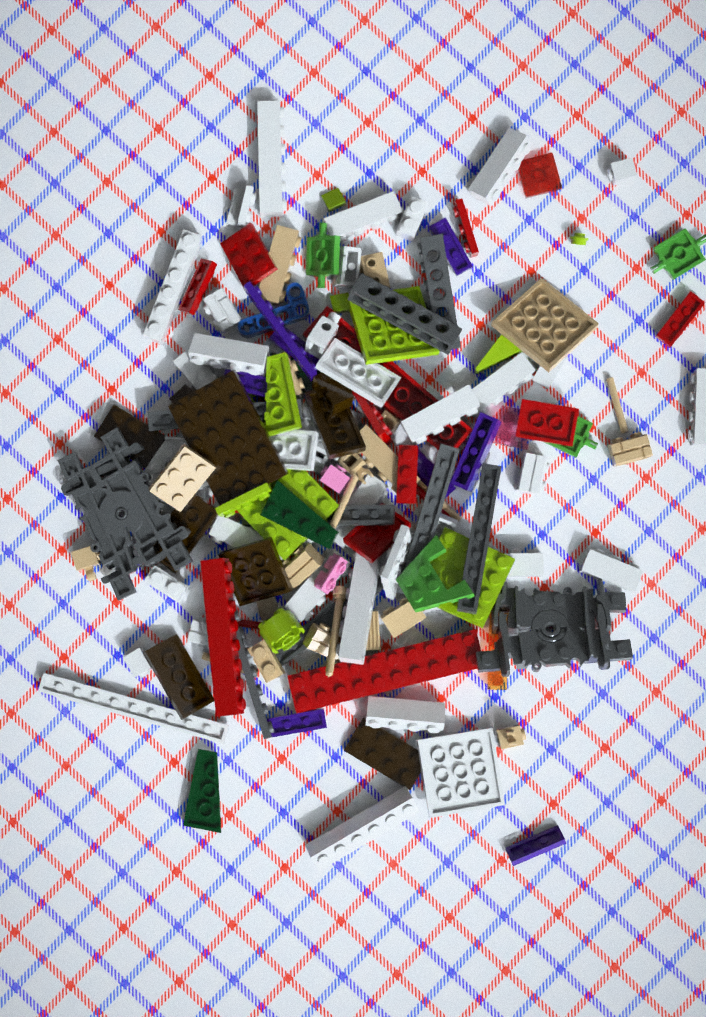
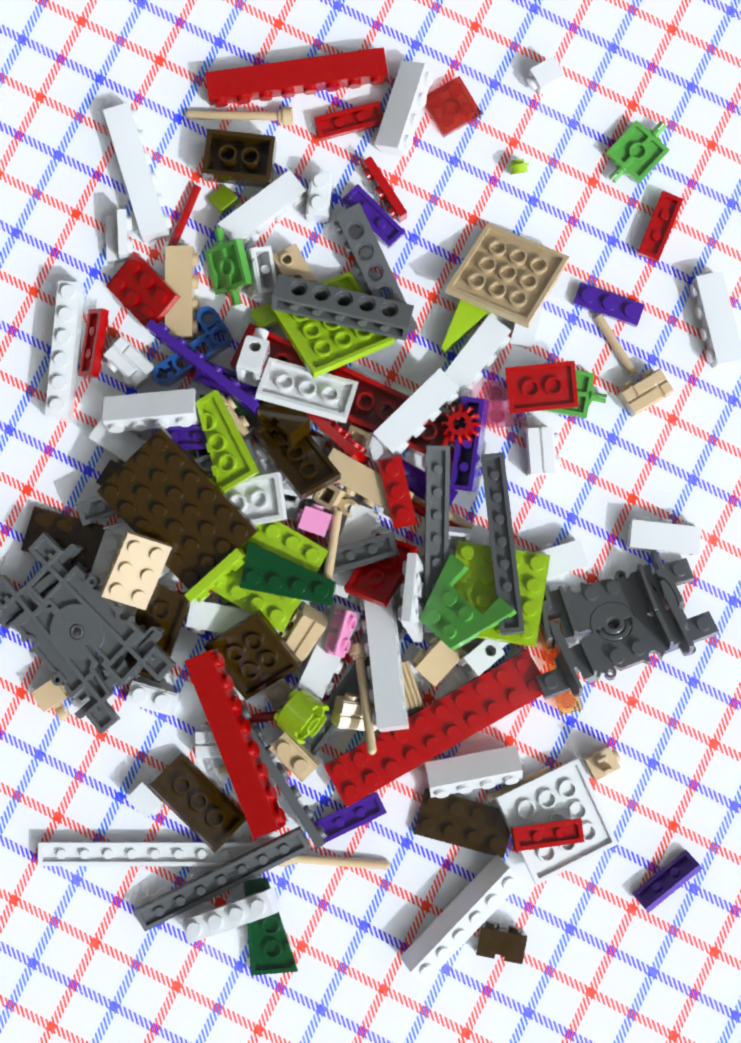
camera: 15 degrees left, 0 degrees up
(180, 773) = (231, 915): none -> white brick
(181, 742) = (222, 878): none -> dark grey plate
(239, 741) = (338, 861): none -> tan piece
(298, 205) = (185, 214): none -> red bar
(356, 170) = (239, 158): none -> dark brown brick
(384, 853) = (501, 941): none -> dark brown brick
(400, 145) = (282, 116): none -> tan piece
(413, 738) = (491, 797): none -> tan bar
(420, 117) = (296, 77): none -> red brick
(433, 626) = (477, 660): none -> white torso
(450, 780) = (547, 834): none -> red plate
(453, 164) = (349, 121): none -> red plate
(476, 427) = (461, 433): none -> red gear
(620, 371) = (608, 304): none -> dark purple plate

